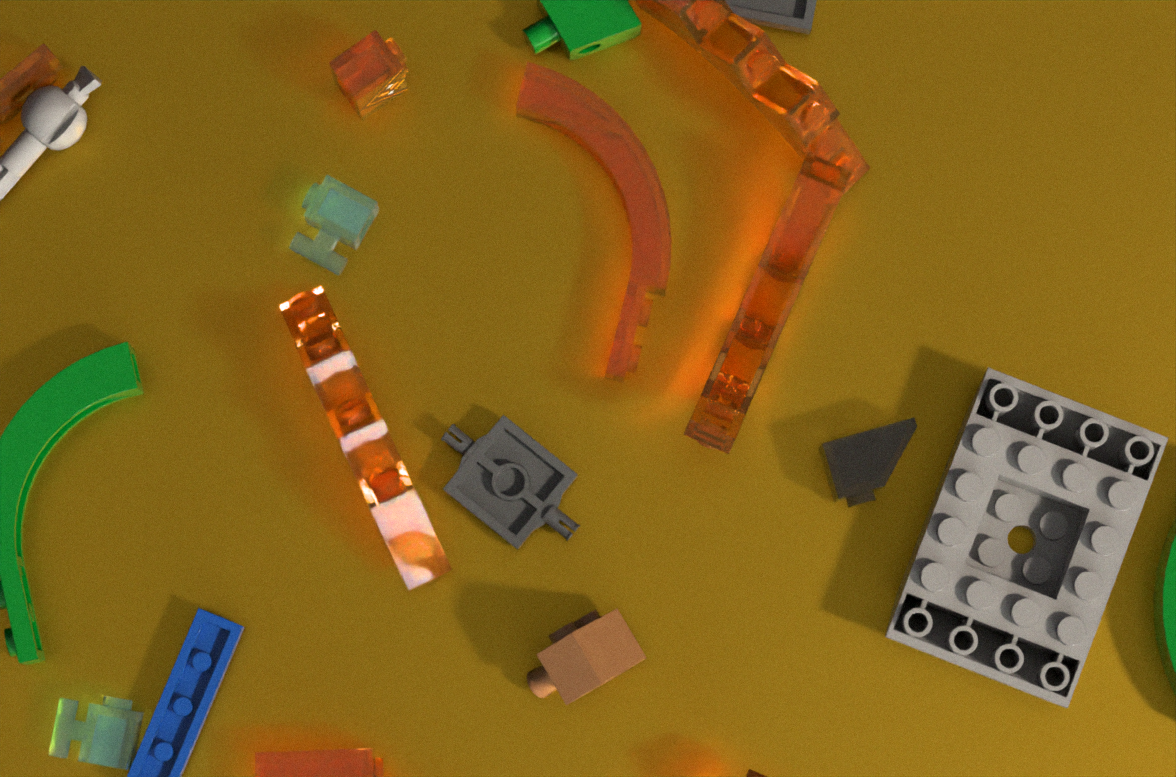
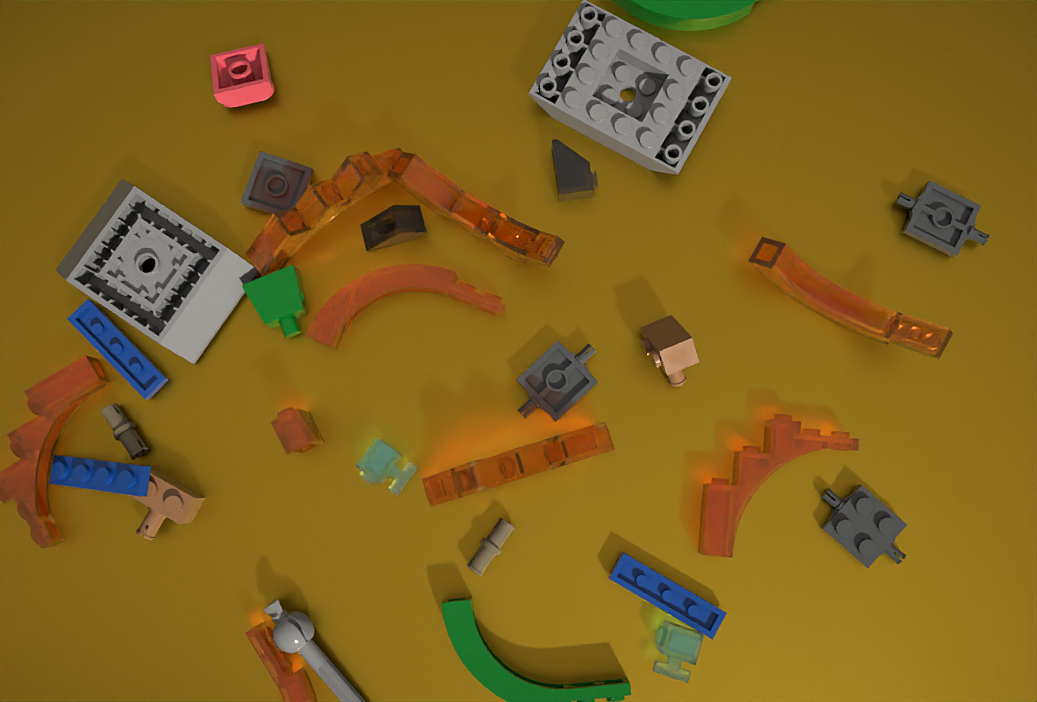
camera: 75 degrees left, 0 degrees up
(226, 410) = (490, 546): none -> dark tan pin
(730, 177) = (393, 227): none -> clear smoke slope

